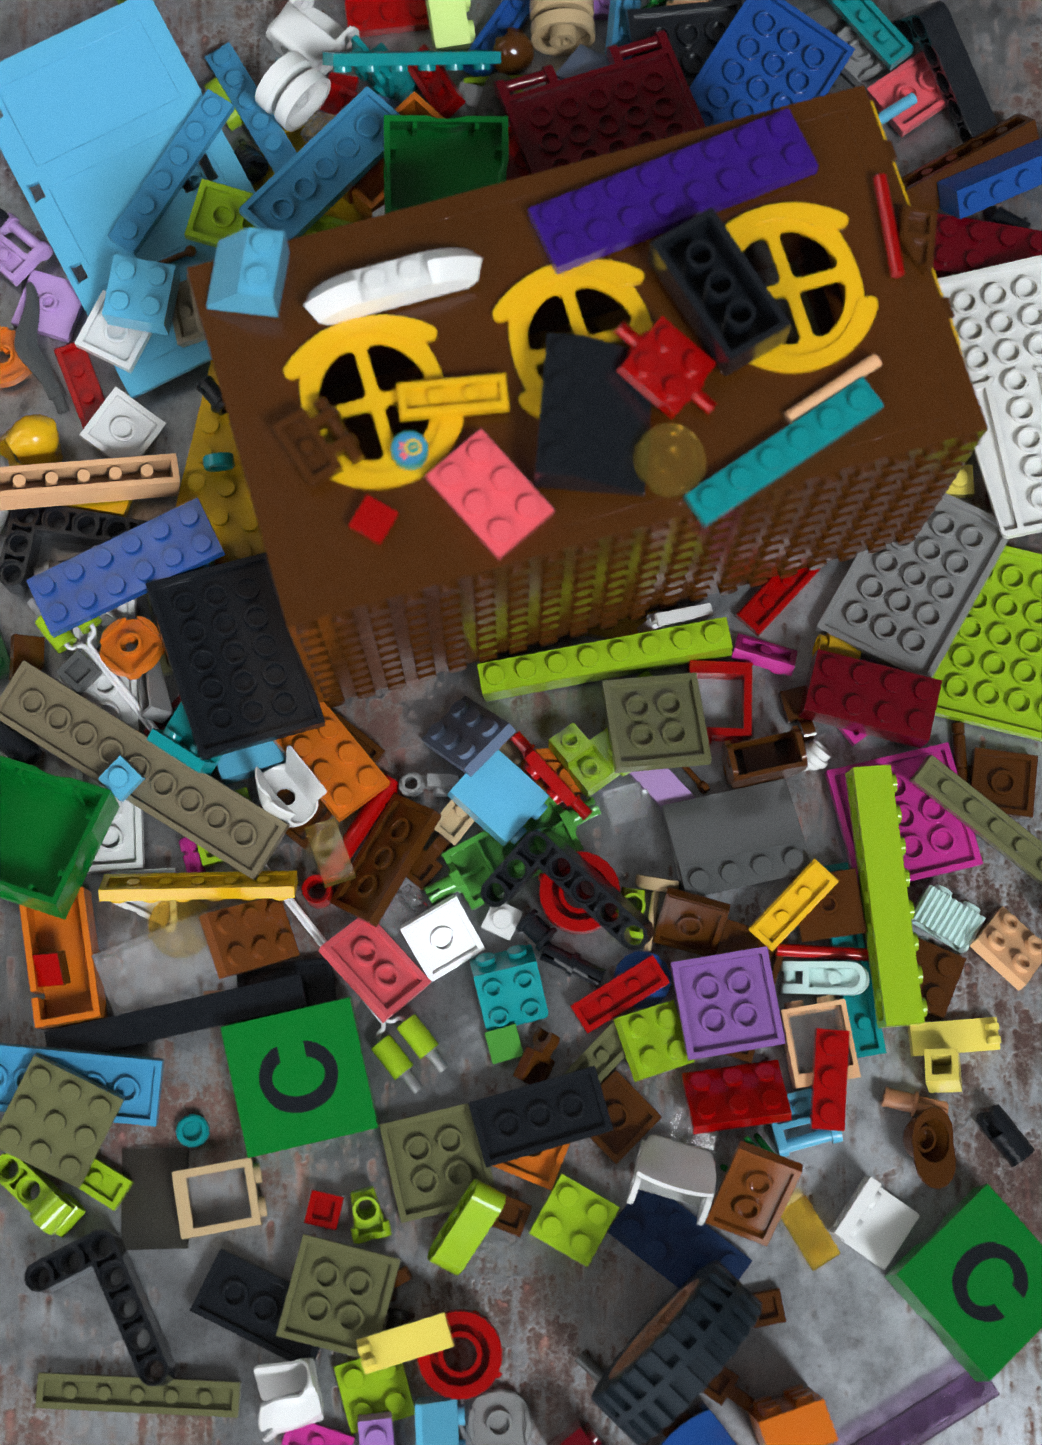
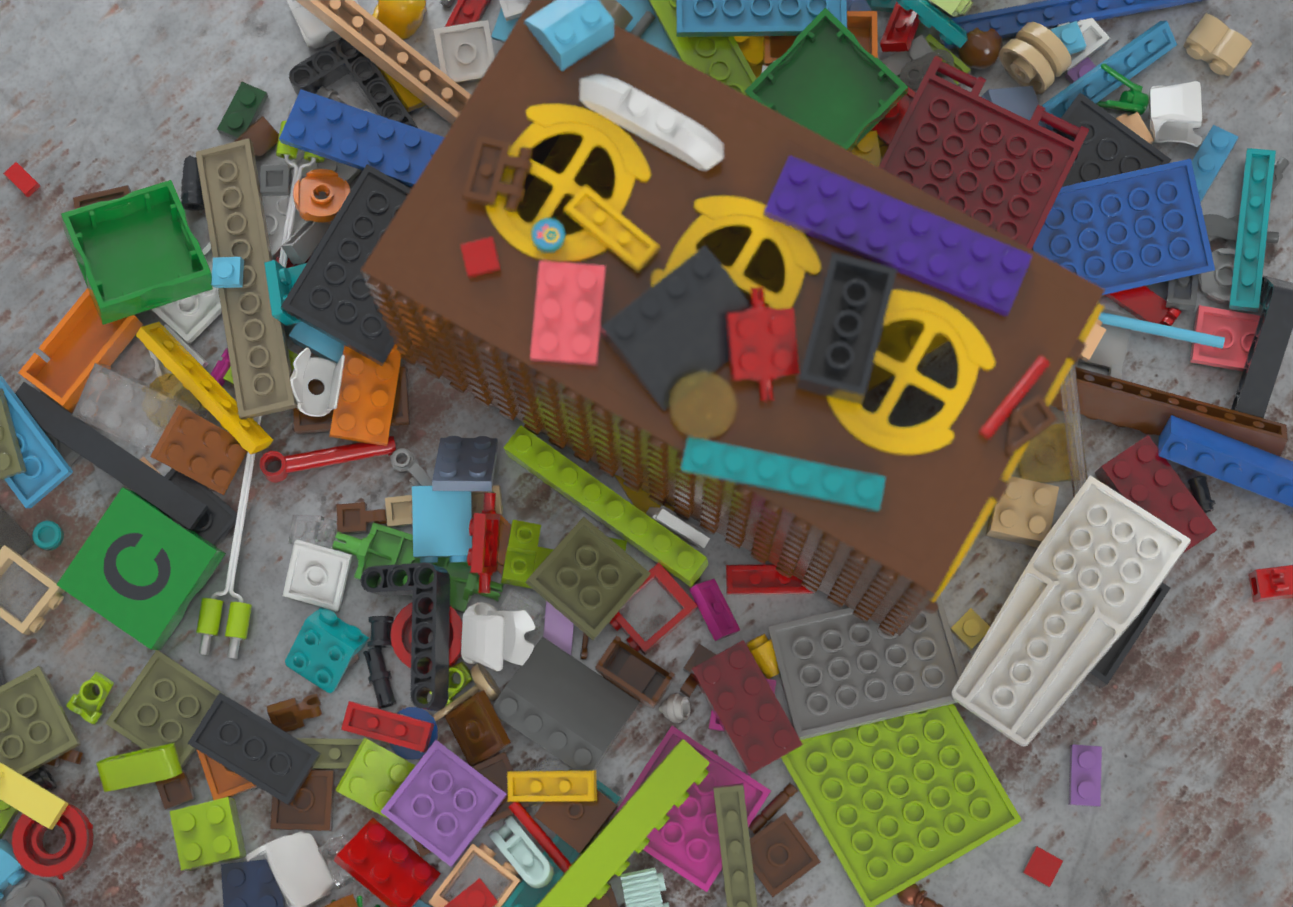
camera: 50 degrees right, 0 degrees up
(51, 968) = (65, 347): red tile -> none
(324, 1210) = (70, 666): red plate -> none
(330, 852) = (304, 449): clear yellow tile -> none
(374, 967) = (257, 549): coral plate -> none
(386, 859) = (334, 489): reddish brown plate -> none
(502, 921) = (367, 605): white plate -> none
(504, 1044) = (285, 681): bright green tile -> none
(632, 838) = (495, 635): none -> white piece
(860, 370) = (874, 468): light nougat bar -> none

